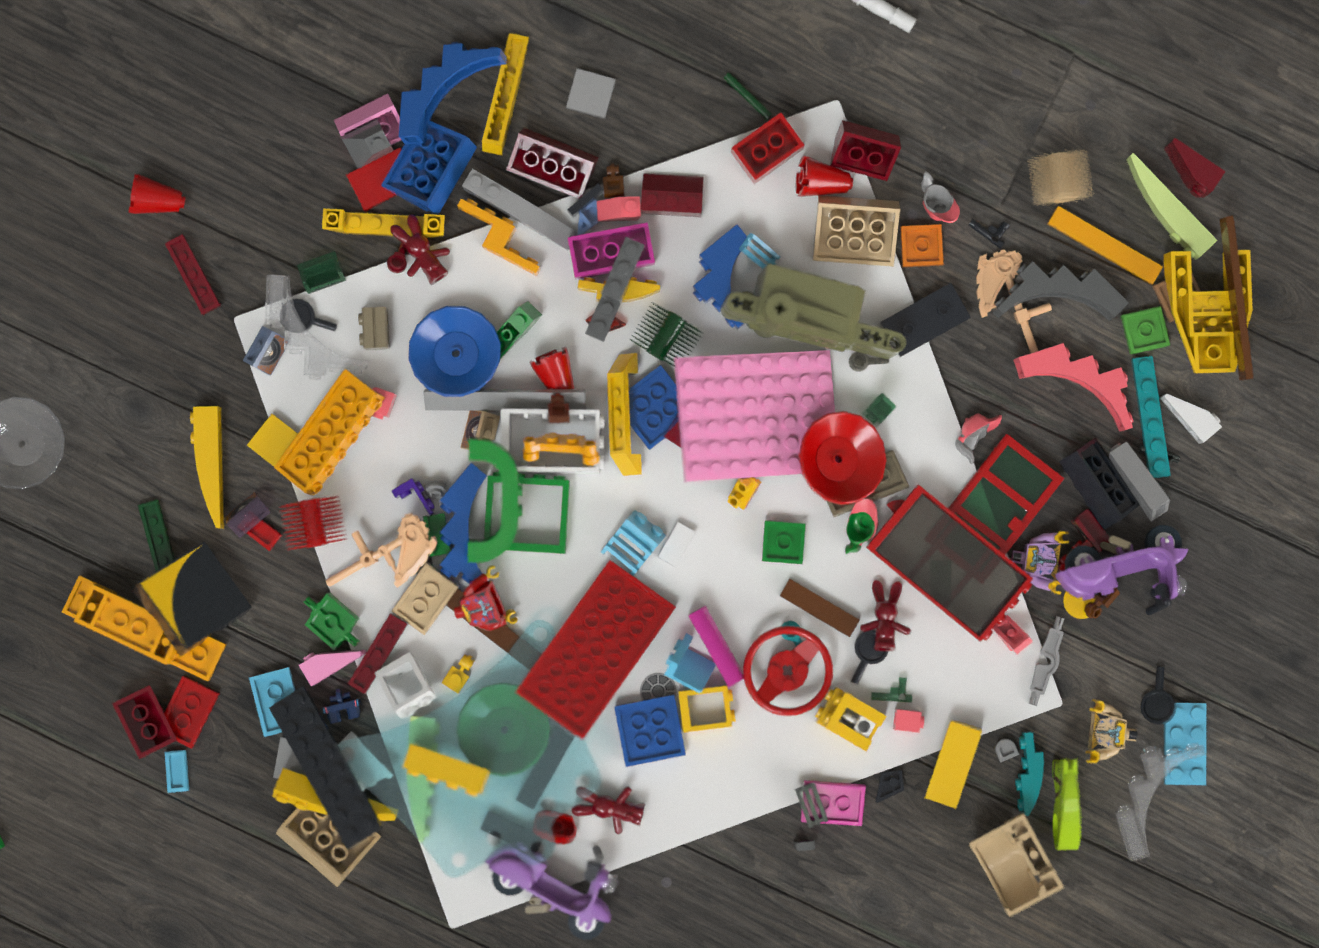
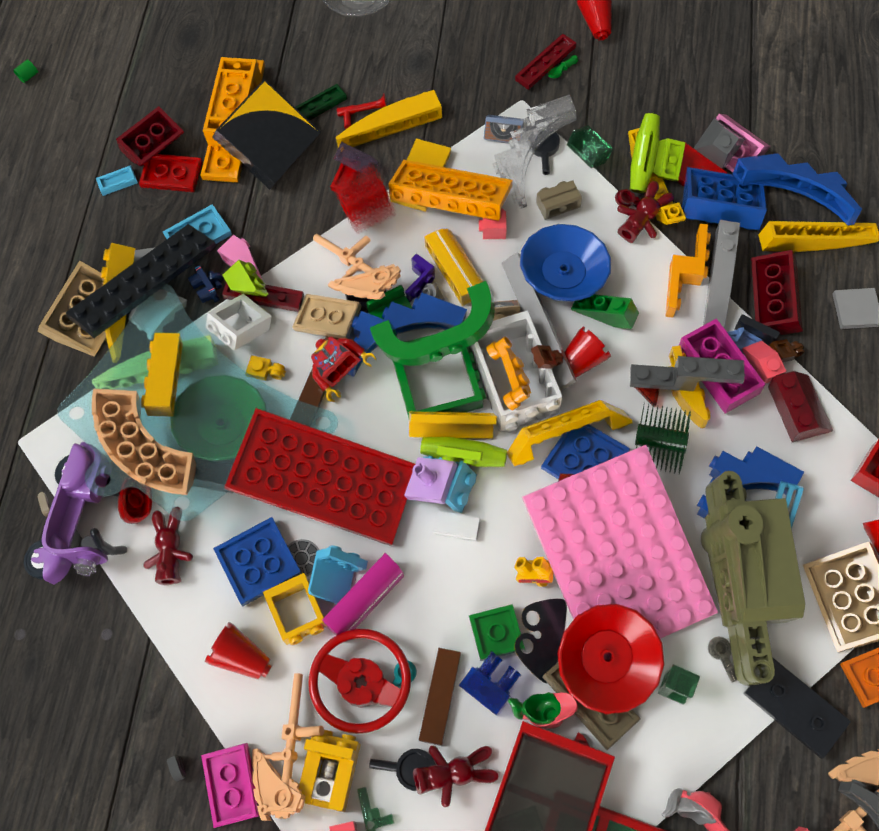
camera: 75 degrees right, 20 degrees down
(177, 505) = (346, 111): none -> red piece
(208, 267) = (557, 71): none -> green piece
(331, 621) = (282, 250): green plate -> none
(362, 216) = (654, 156): none -> lime plate
(365, 667) = (243, 279): none -> lime slope
(413, 455) = (452, 263): none -> yellow brick
(519, 813) = (134, 449): none -> light nougat brick
(582, 516) = (451, 424): none -> yellow panel
(613, 515) = (469, 451): none -> lime plate
(632, 553) = (431, 480): none -> lavender tile
(729, 768) = (238, 654): none -> red cone
(794, 495) = (551, 626): none -> black piece
(816, 820) = (205, 770): pearl dark grey tile -> none
(829, 569) = (479, 684): none -> clear blue brick
(849, 770) = (276, 793): none -> light nougat bar

